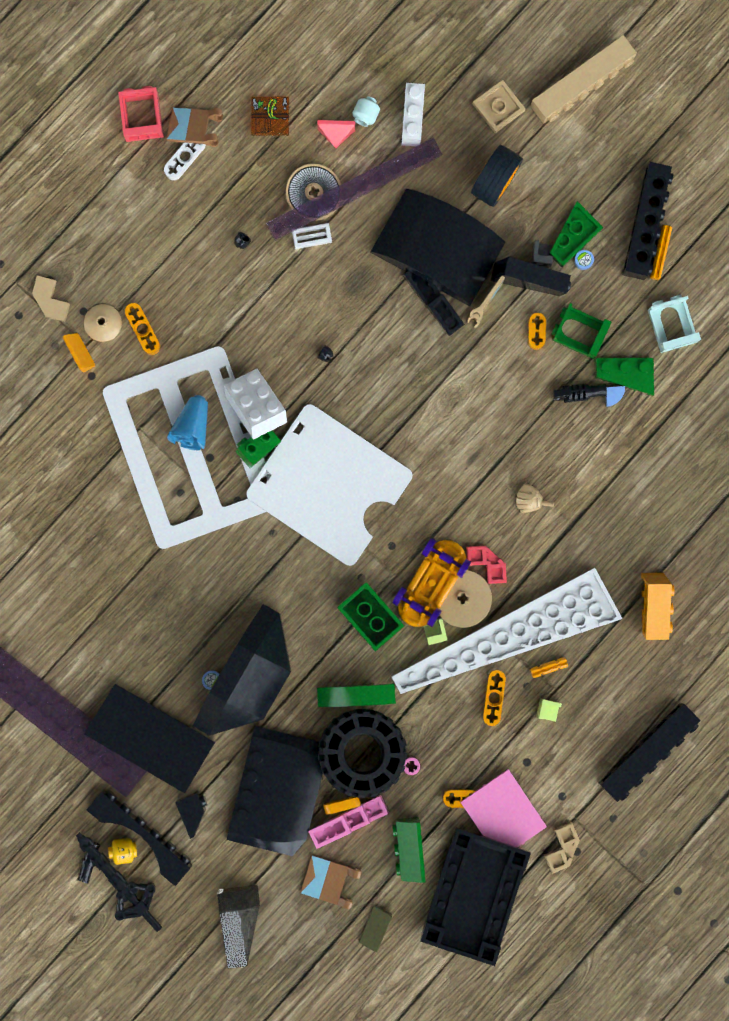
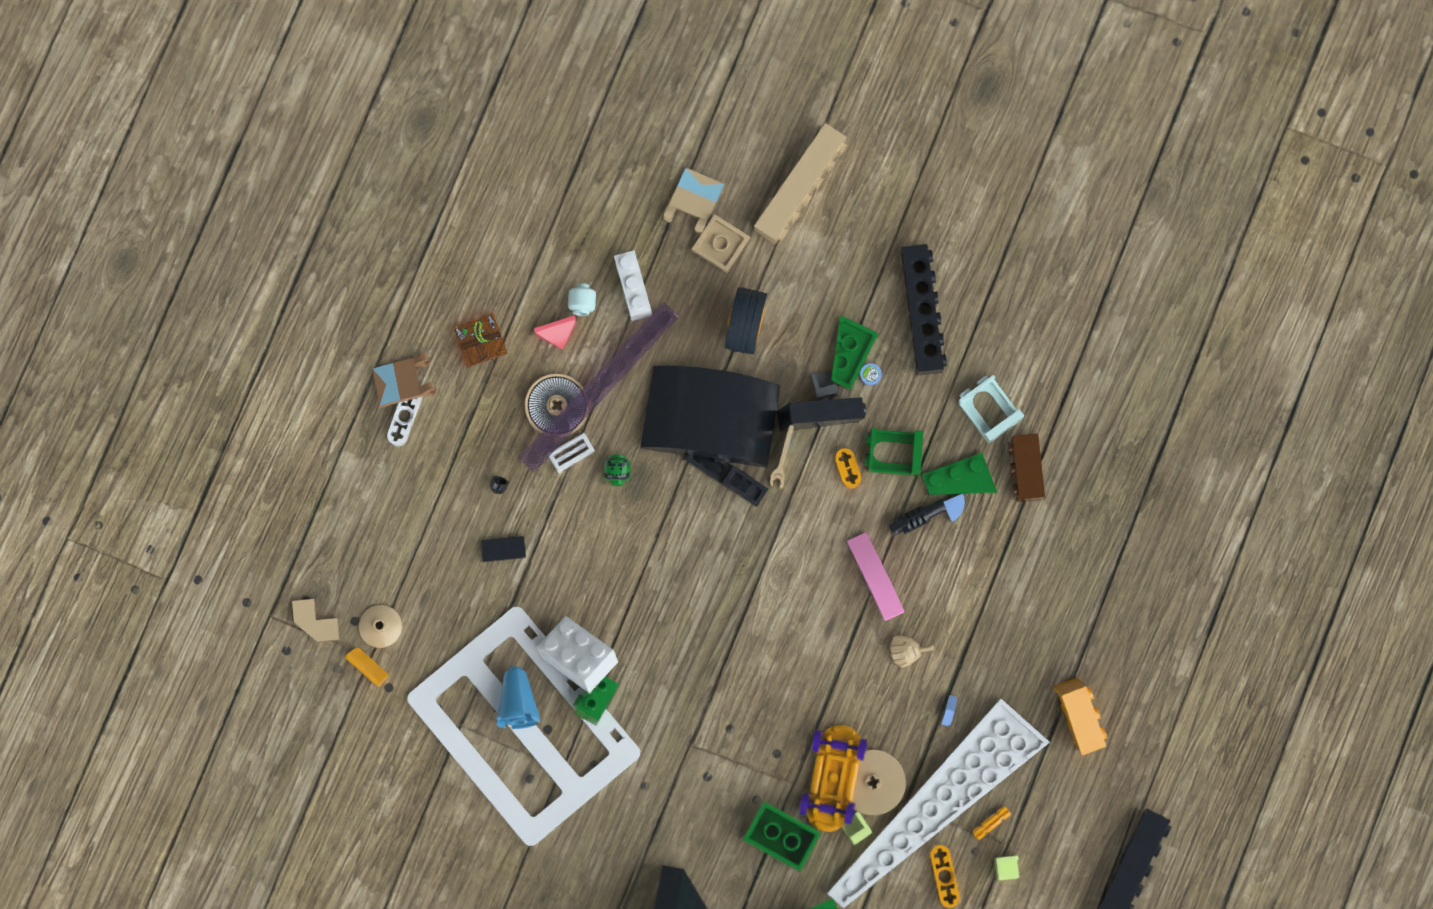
camera: 15 degrees left, 5 degrees down
(142, 132) = (351, 407): coral window -> none
(153, 338) = (410, 611): light orange beam -> none
(227, 295) = (503, 549): none -> black tile
(325, 354) = (632, 574): black hinge -> none
(327, 482) = (683, 712): white door -> none
(344, 263) = (617, 470): none -> green head
(492, 60) = (696, 197): none -> tan flag
(494, 566) = (894, 735): coral tile -> none
(527, 429) = (875, 576): none -> bright pink slope
(548, 562) = (949, 710): none -> light blue tile
(662, 246) = (949, 337): light orange axle -> none
(686, 383) = (1026, 468): none -> reddish brown brick

